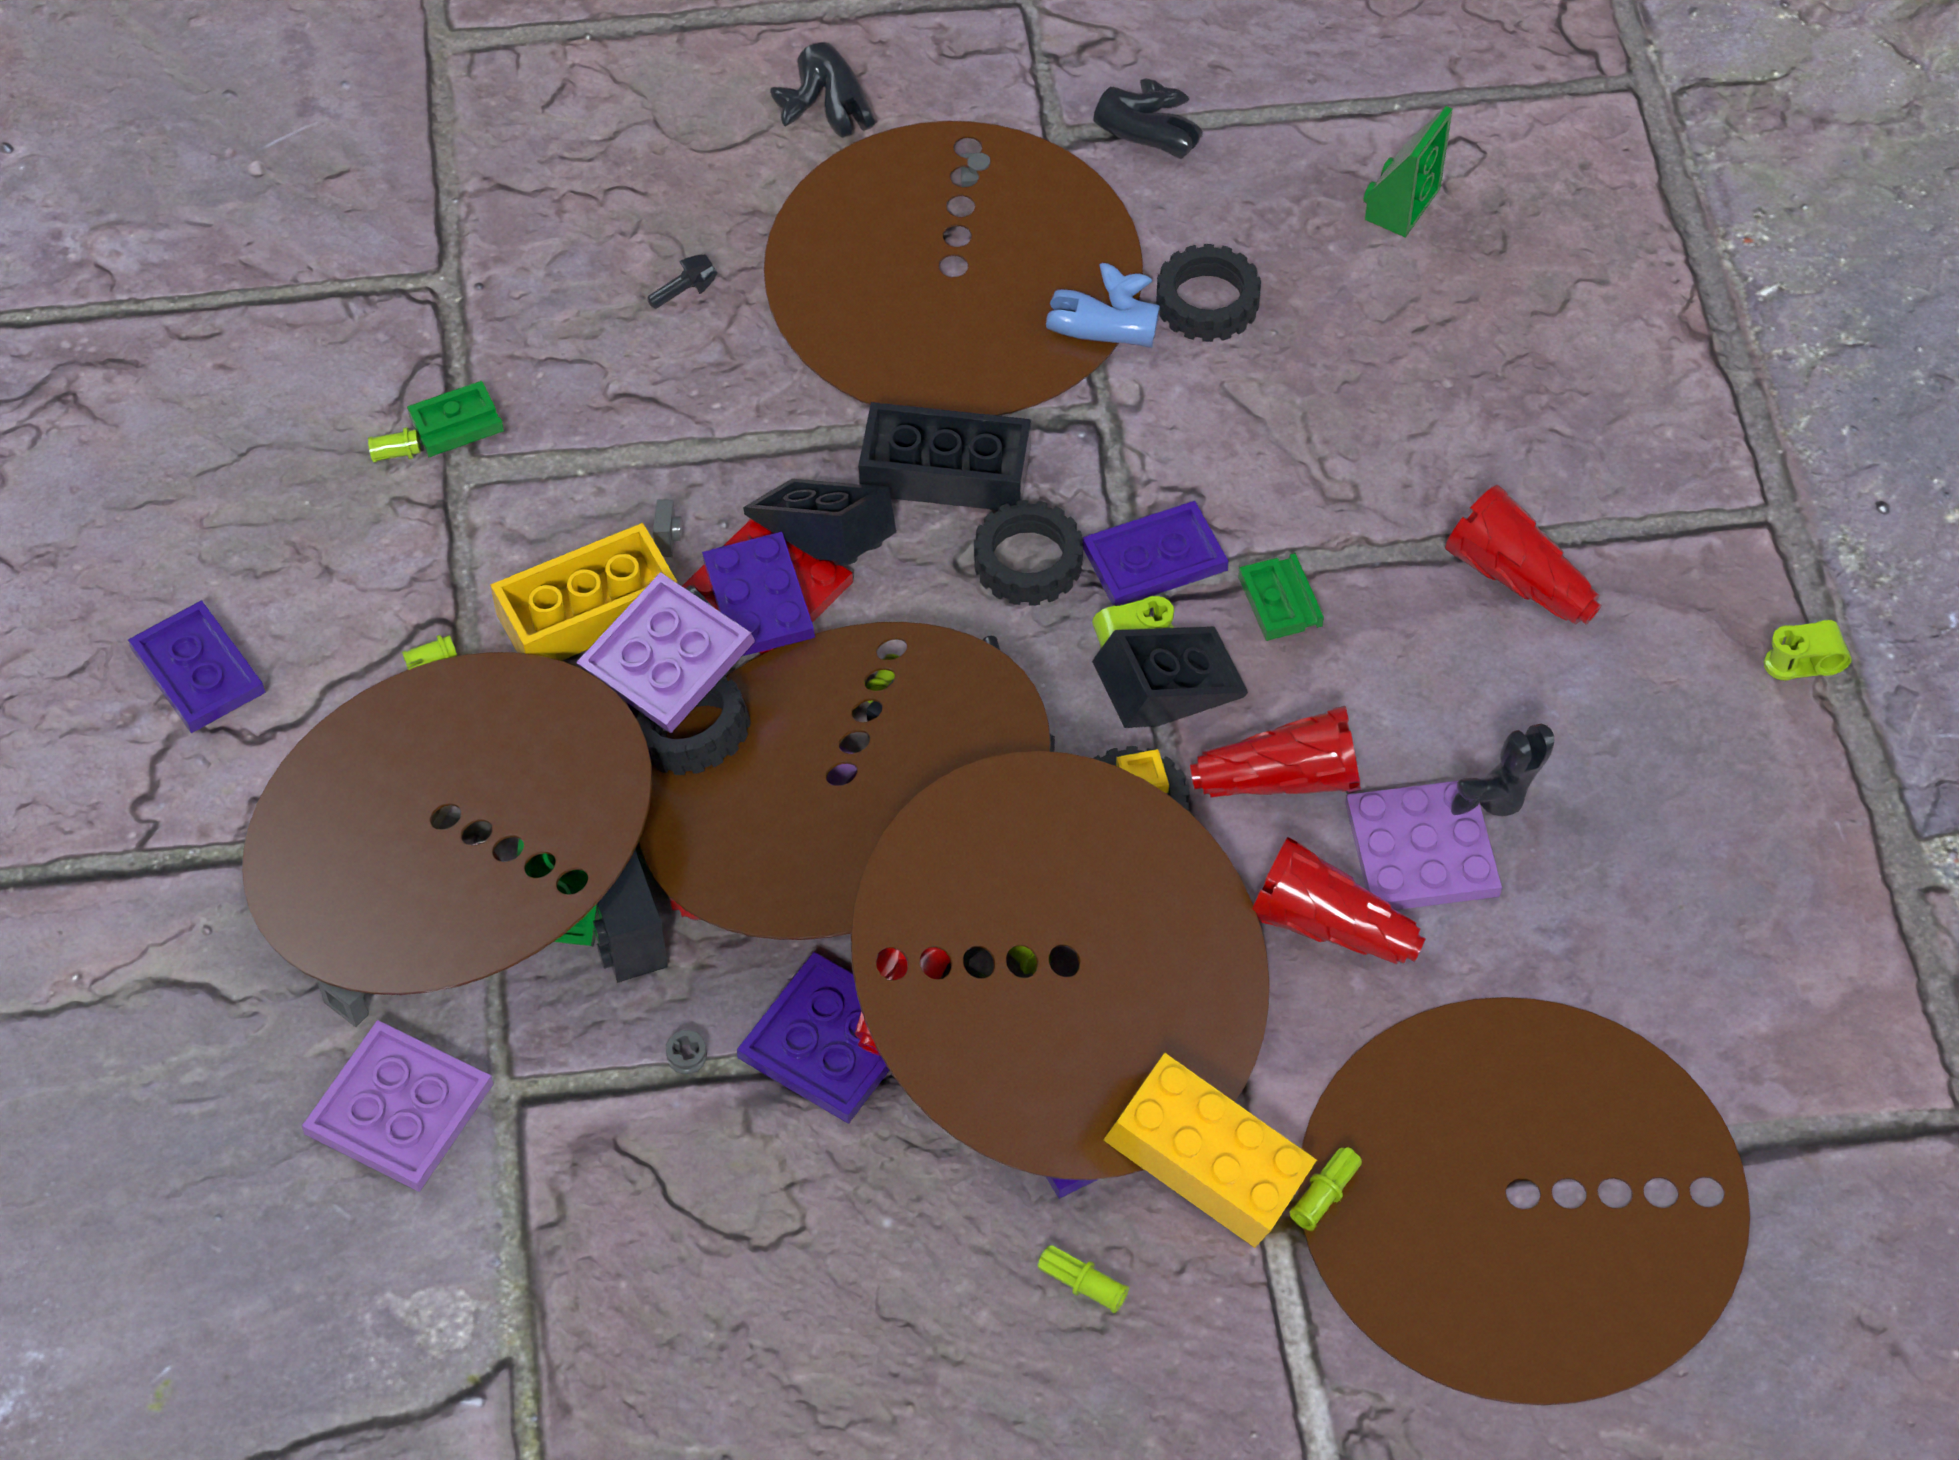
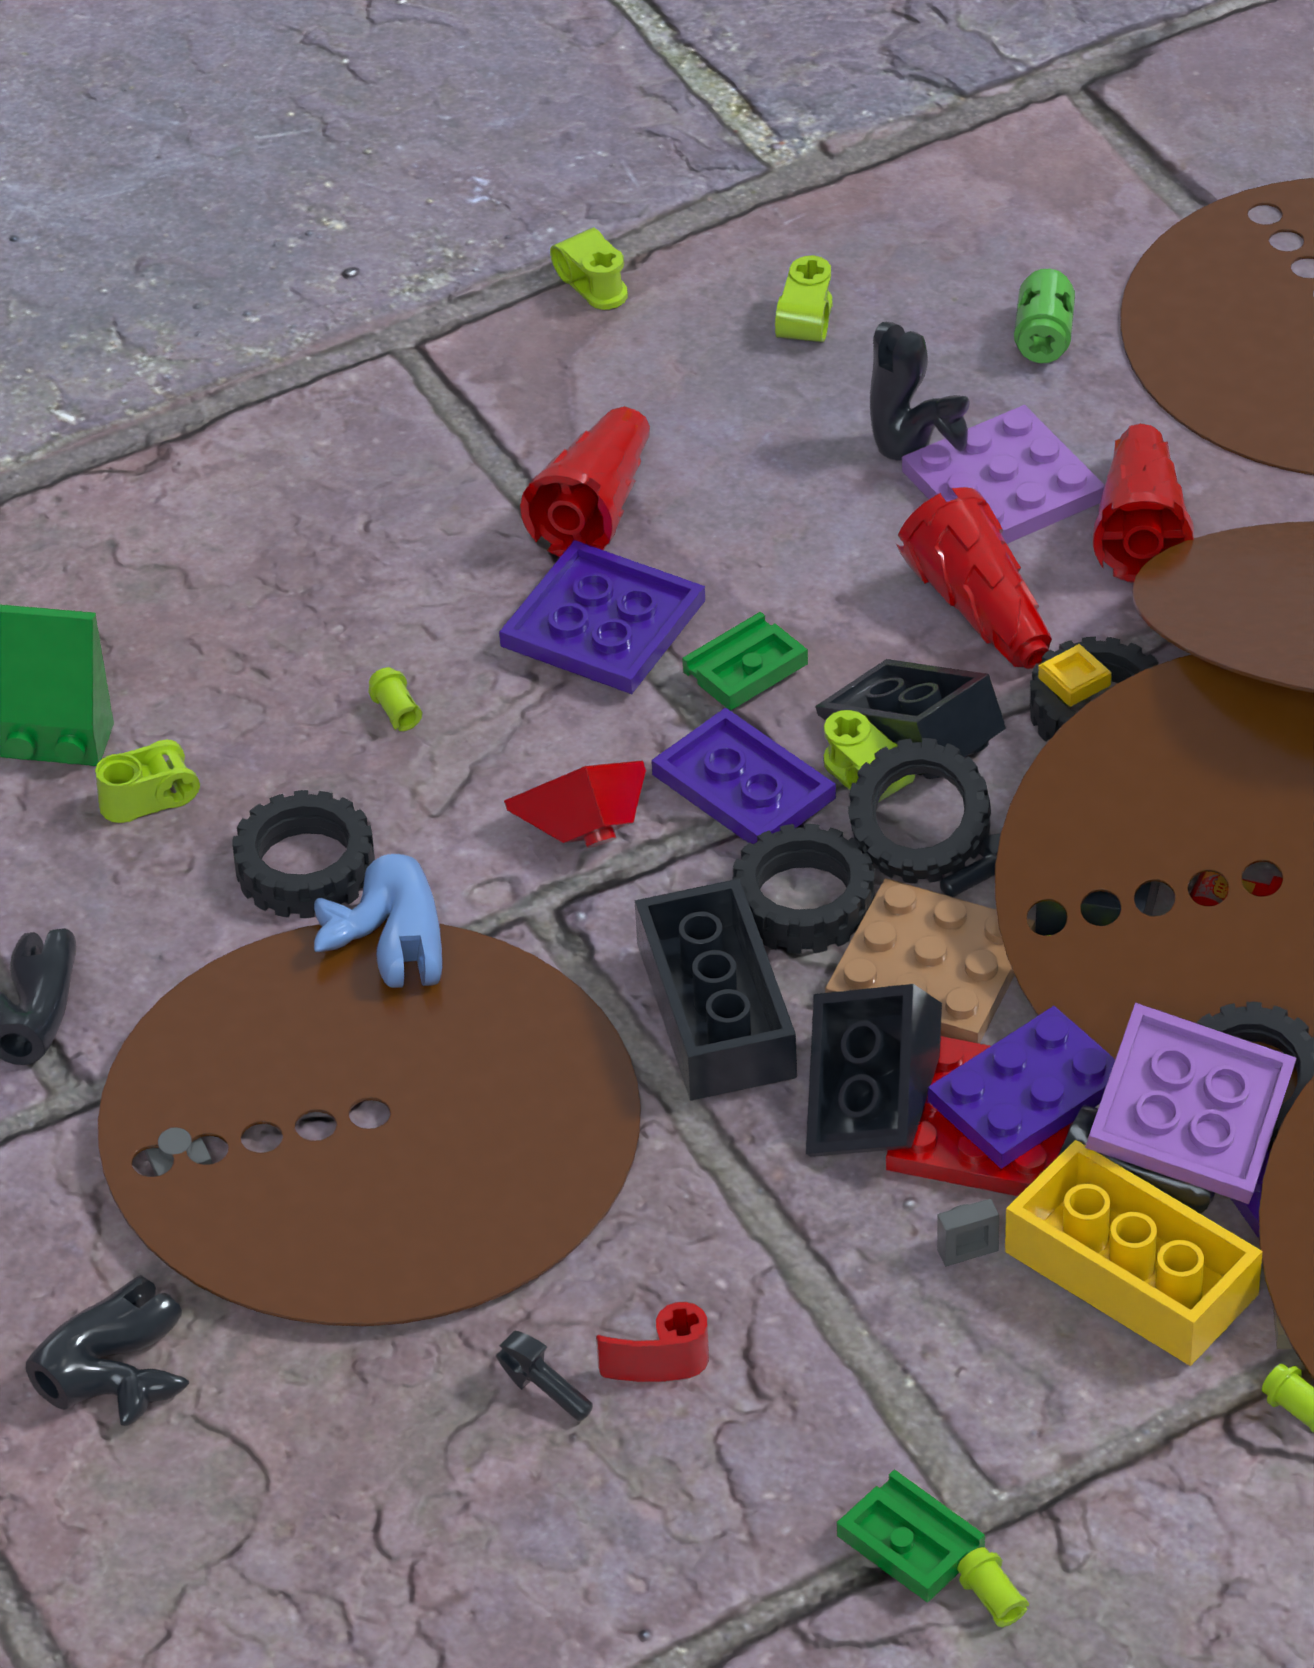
camera: 110 degrees left, 10 degrees down
(668, 345) = (675, 1355): none -> red panel
(925, 587) = (936, 944): none -> medium nougat plate
(1042, 601) = (913, 759): none -> black tyre
(1171, 449) = (583, 803): none -> red slope
(1321, 222) = (141, 781): none -> lime piece
(1344, 383) = (390, 690): none -> lime pin
(1371, 527) = (602, 616): none -> dark purple plate
(1629, 947) = (1044, 315): none -> bright green piece
(1694, 777) = (806, 301): none -> lime piece

